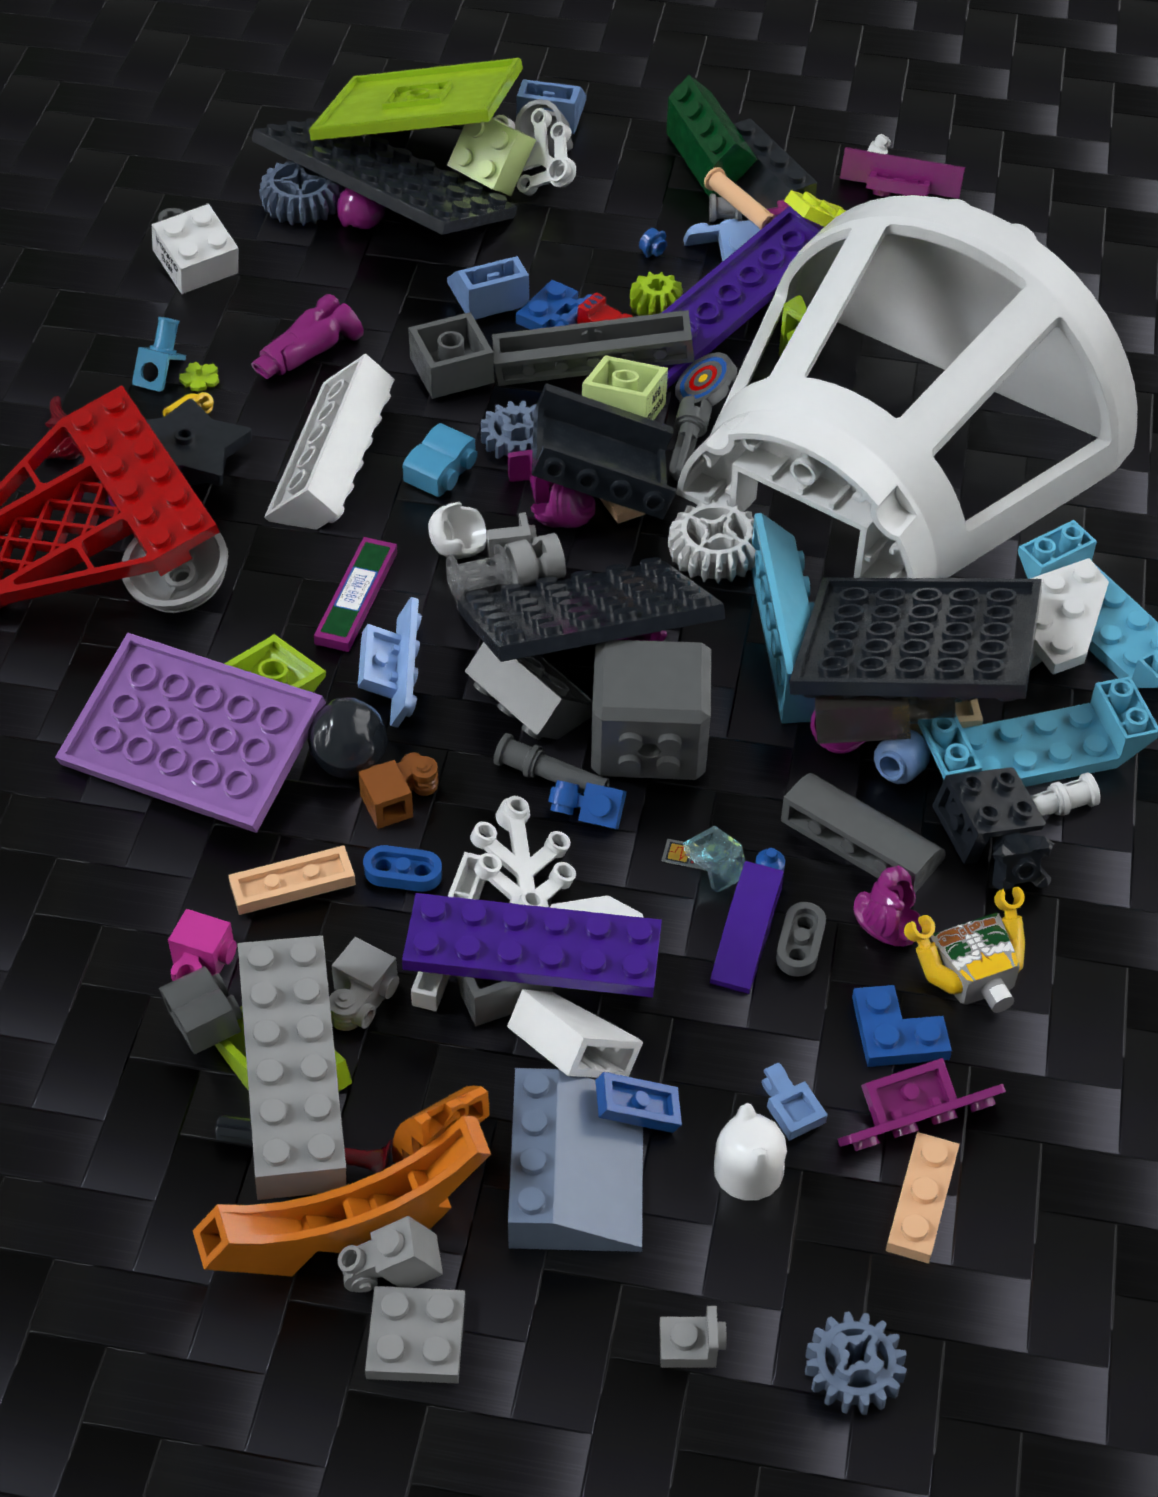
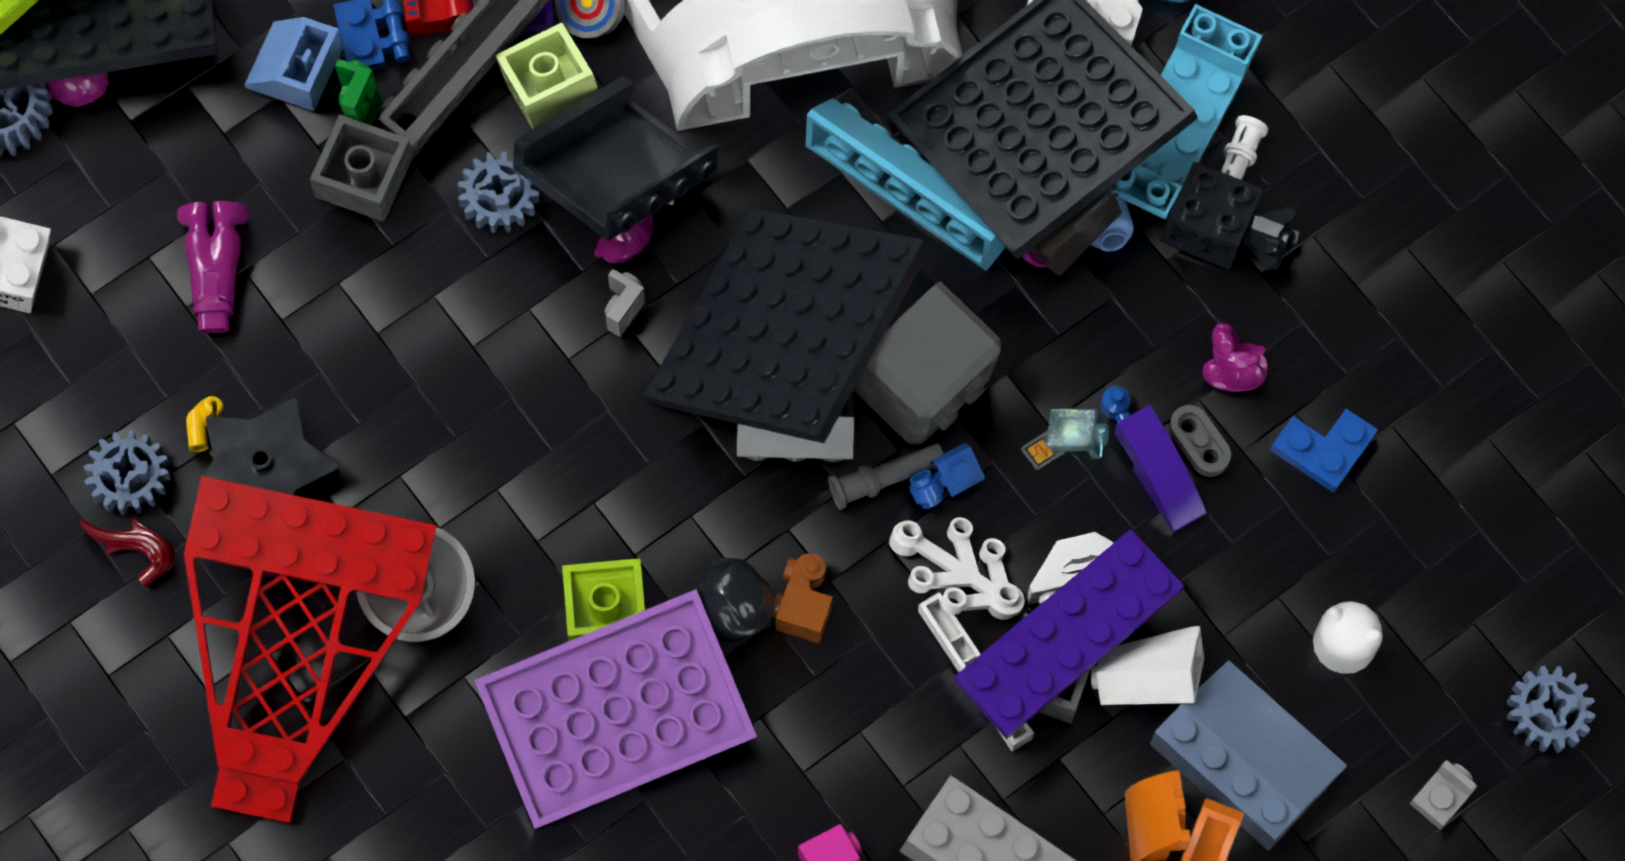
camera: 50 degrees left, 20 degrees up
(108, 379) = (115, 461): none -> sand blue gear
(159, 354) = (116, 396): dark azure bracket -> none
(200, 377) = (165, 383): lime plant -> none
(291, 880) = (823, 746): light nougat plate -> none
(331, 446) = (371, 349): white slope -> none
(355, 594) = (560, 465): tile -> none
(361, 981) = (971, 764): light grey brick -> none
(389, 662) = (669, 498): light blue bracket -> none
(403, 868) = (884, 659): blue plate -> none
(439, 460) = (474, 279): dark azure brick -> none
(457, 531) = (578, 336): white hair -> none
(478, 573) = (639, 358): clear hose -> none
(496, 311) = (359, 91): none -> green bracket
(521, 469) = (560, 218): magenta bracket -> none
(536, 560) = (663, 308): light grey wheel -> none
(638, 1102) = (1244, 672): blue plate -> none
(691, 424) = (621, 53): dark grey piece -> none
(713, 541) = (742, 162): white gear -> none
(792, 1106) = (1331, 571): medium blue plate -> none
(858, 831) = (1145, 314): dark grey brick -> none
(911, 1096) = (1397, 493): magenta bracket -> none
(922, 1198) = (1466, 553): light nougat plate -> none
(975, 957) = (1324, 340): torso -> none

